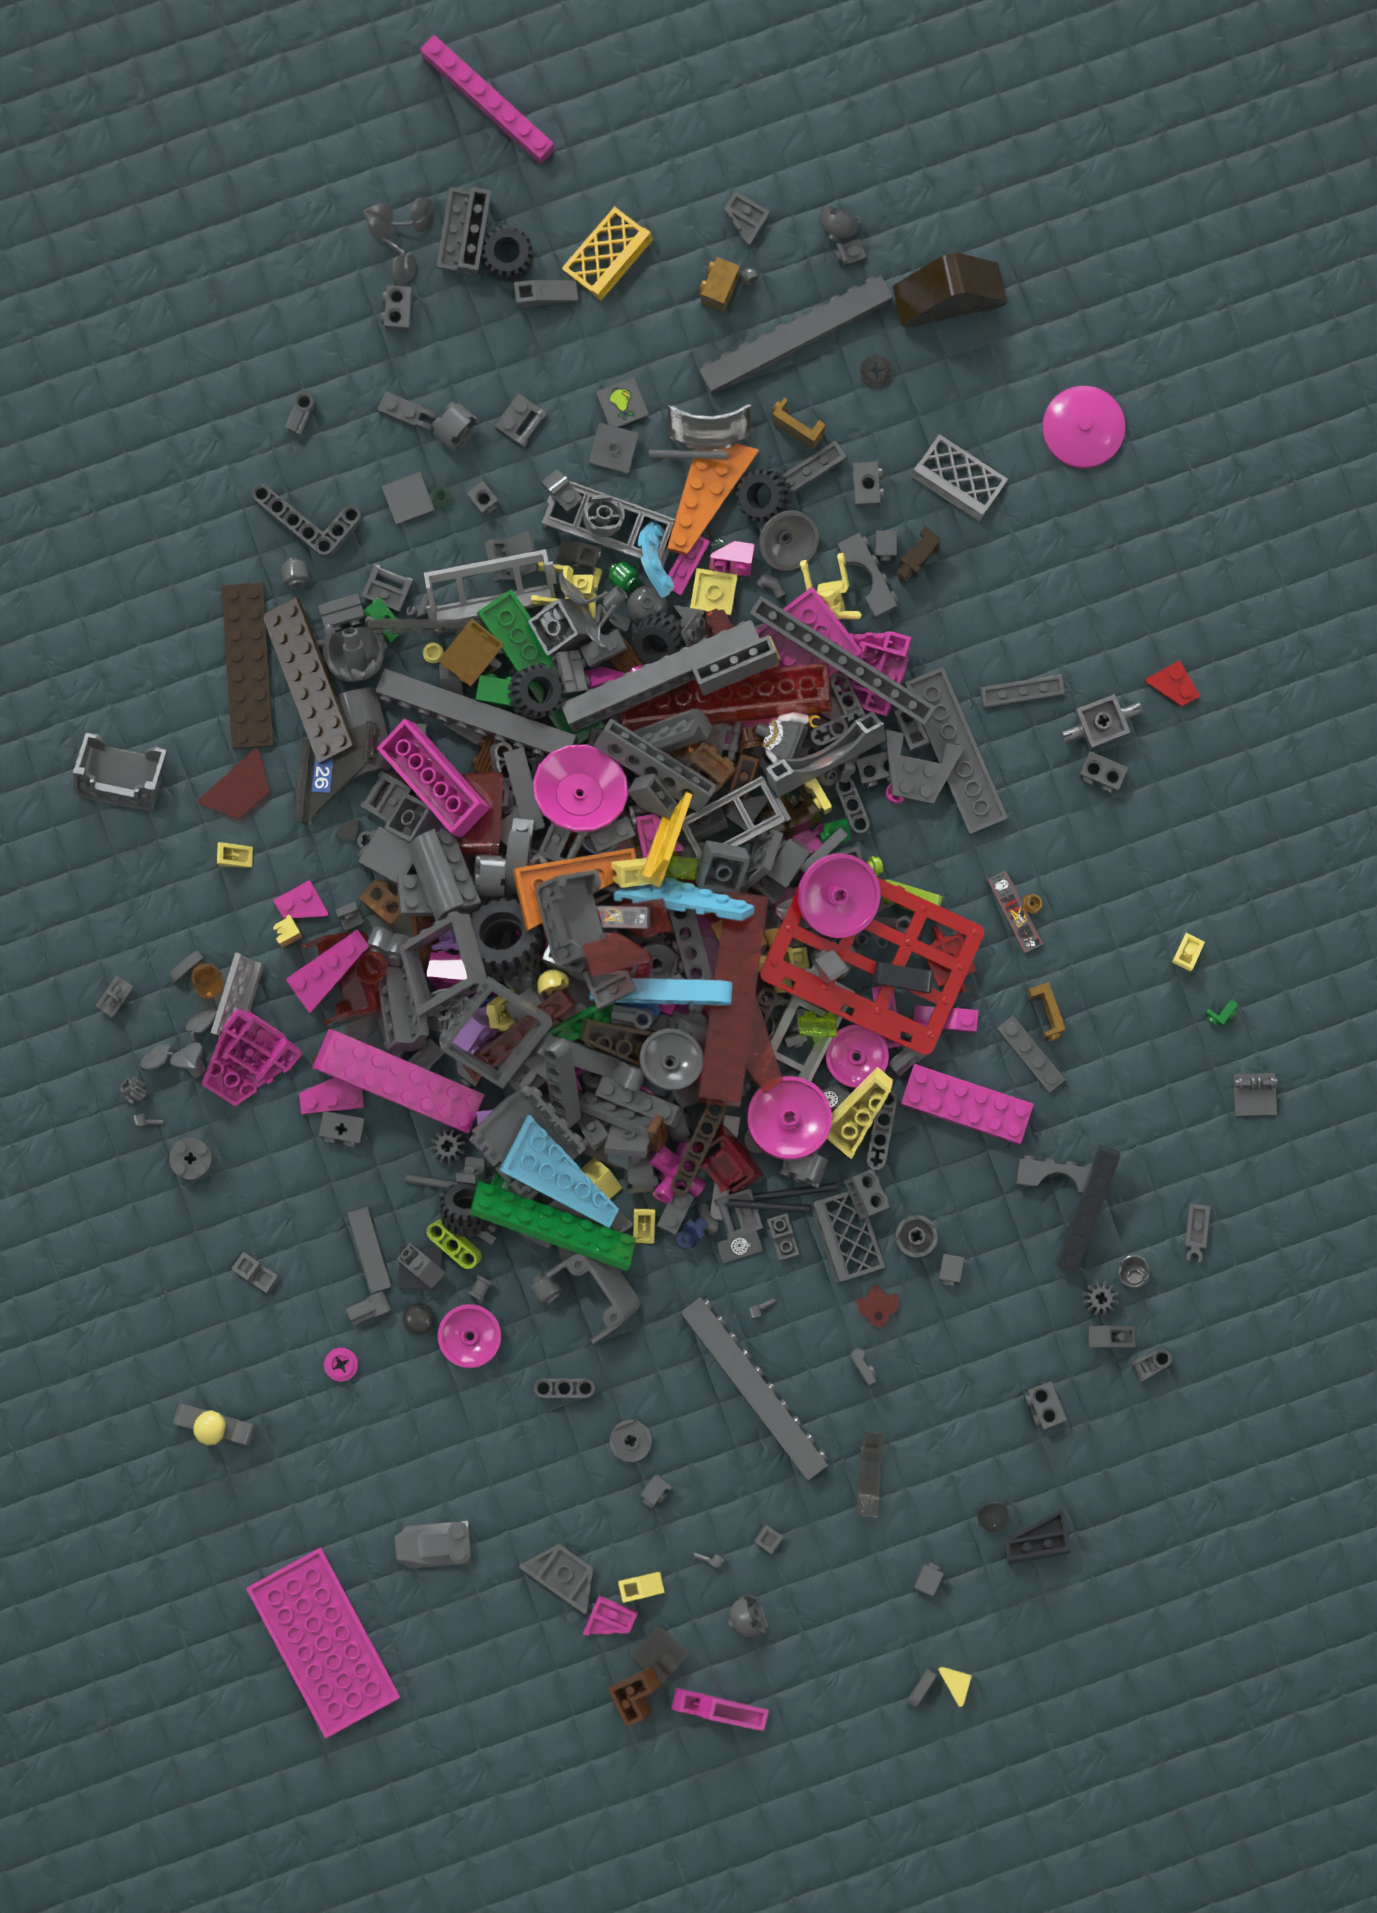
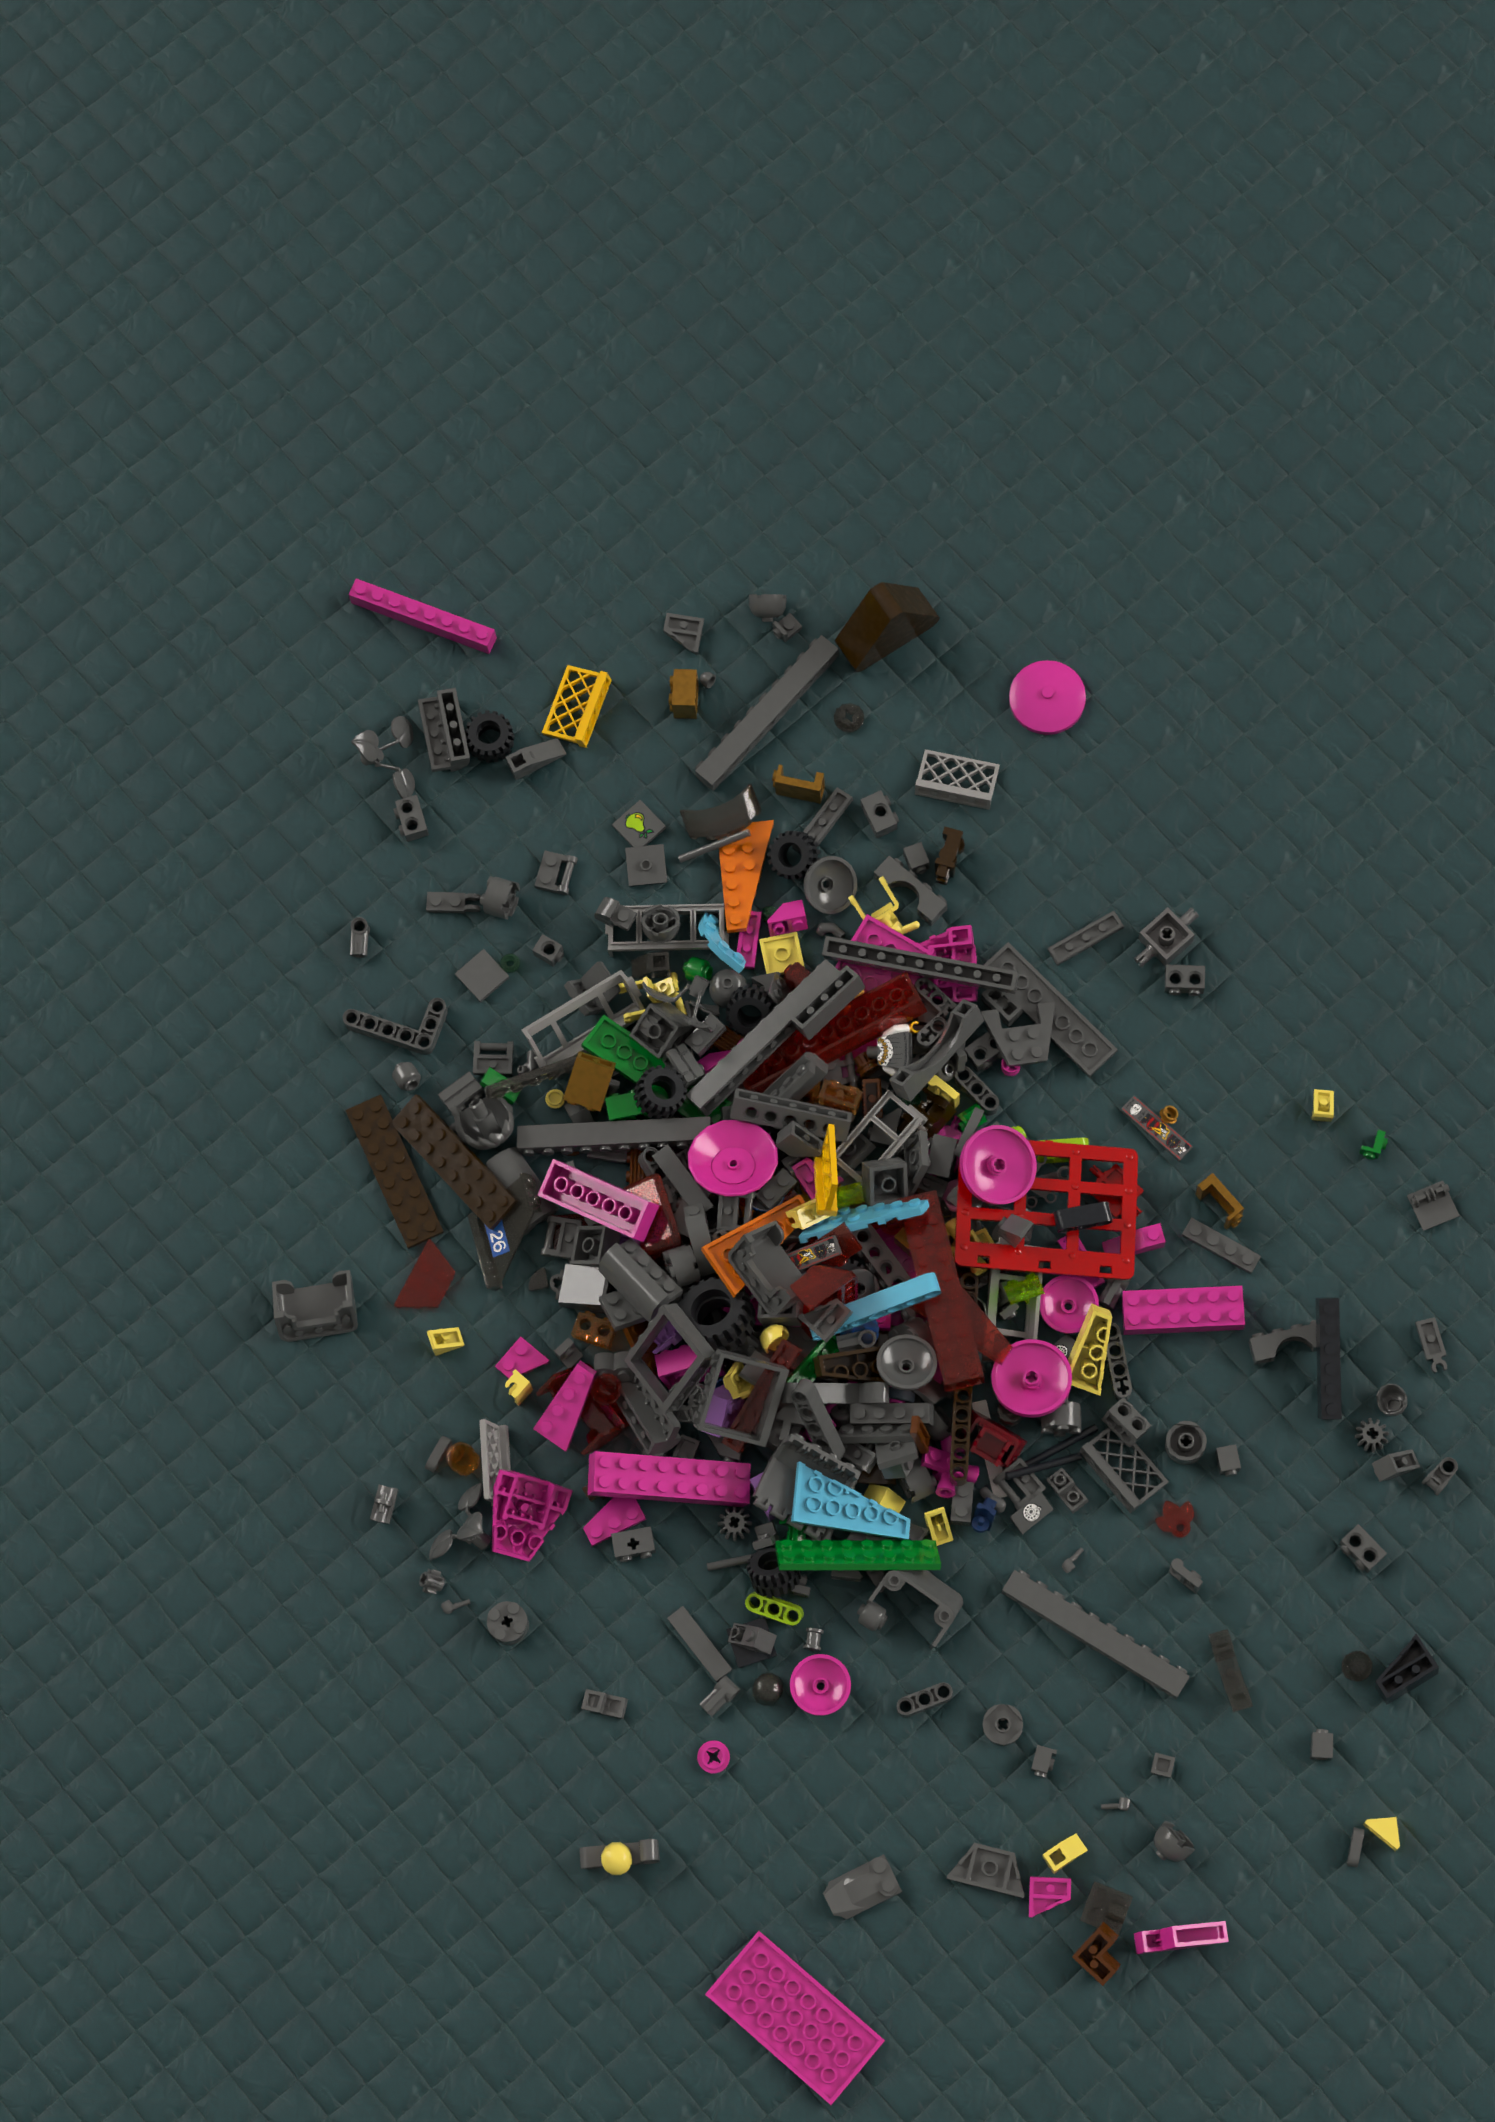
camera: 15 degrees left, 10 degrees down
(1175, 684) = (1215, 882): red wing -> none

